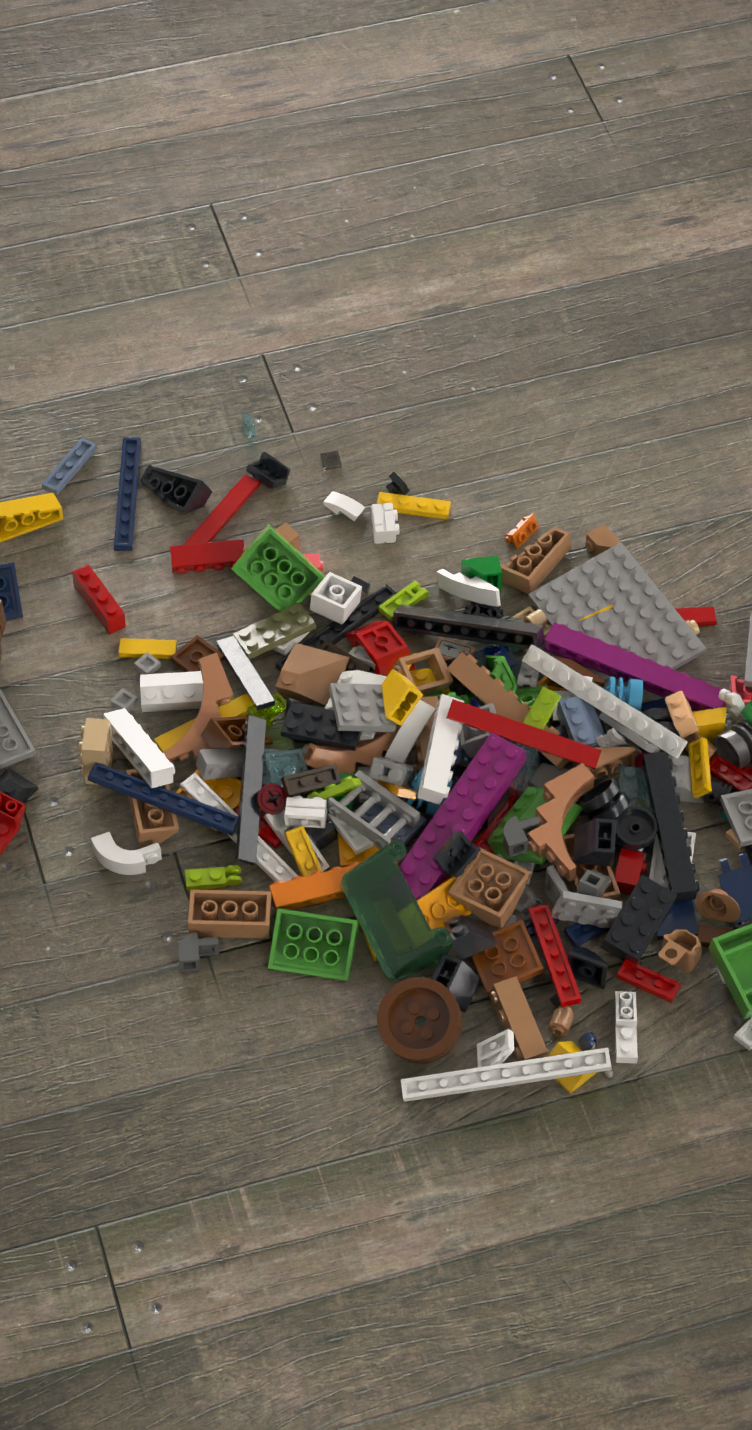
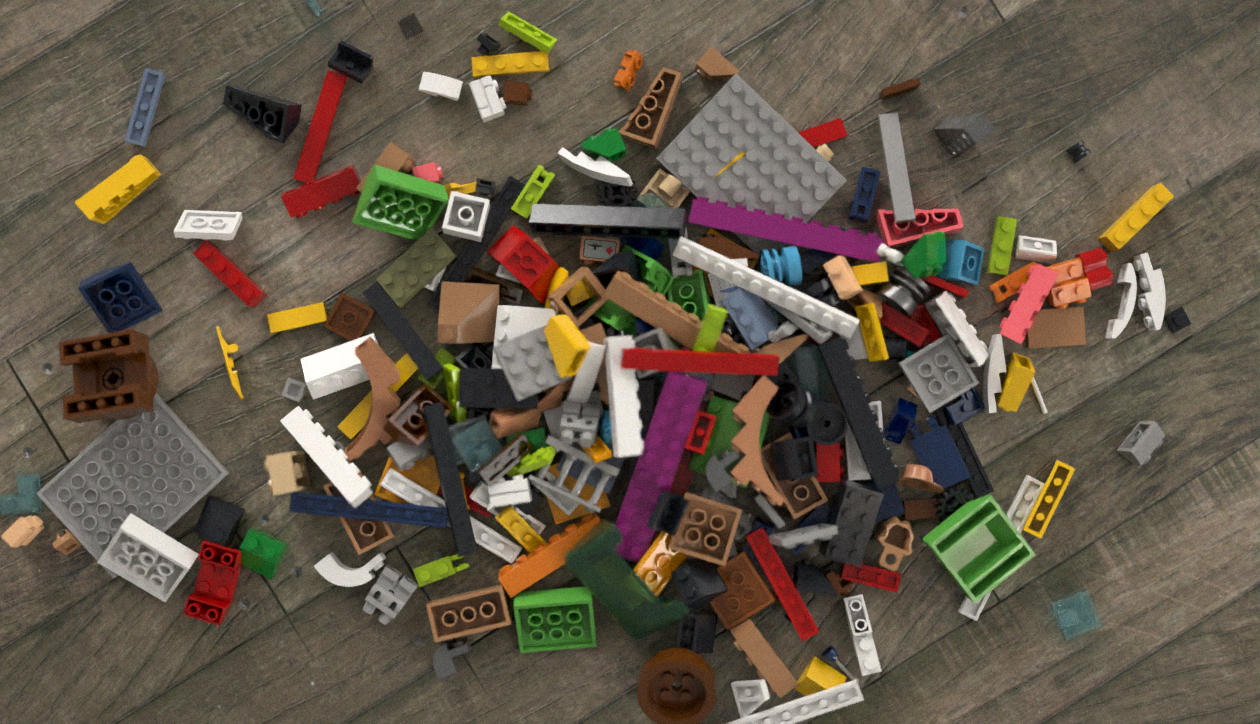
camera: 15 degrees left, 35 degrees up
(43, 822) = (262, 552): none -> green slope
(73, 657) = (226, 350): none -> yellow piece
(93, 557) = (208, 225): none -> white plate
(127, 494) = (216, 125): dark blue tile -> none
(147, 664) = (303, 339): light grey plate -> none
(155, 884) = (390, 592): none -> light grey hips
(274, 790) = (473, 494): dark red gear -> none
(279, 714) = (452, 381): none -> lime plate
(413, 525) = (517, 93): none -> reddish brown brick
(436, 484) = (527, 32): none -> lime plate
(508, 800) = (700, 432): none -> red brick
(561, 1021) = (800, 647): medium nougat brick -> none
(593, 883) = (804, 510): dark grey brick -> none
(613, 981) = (835, 581): none -> reddish brown bracket
(712, 851) = (900, 420): none -> clear blue slope
(723, 666) = (864, 194): none -> dark blue plate

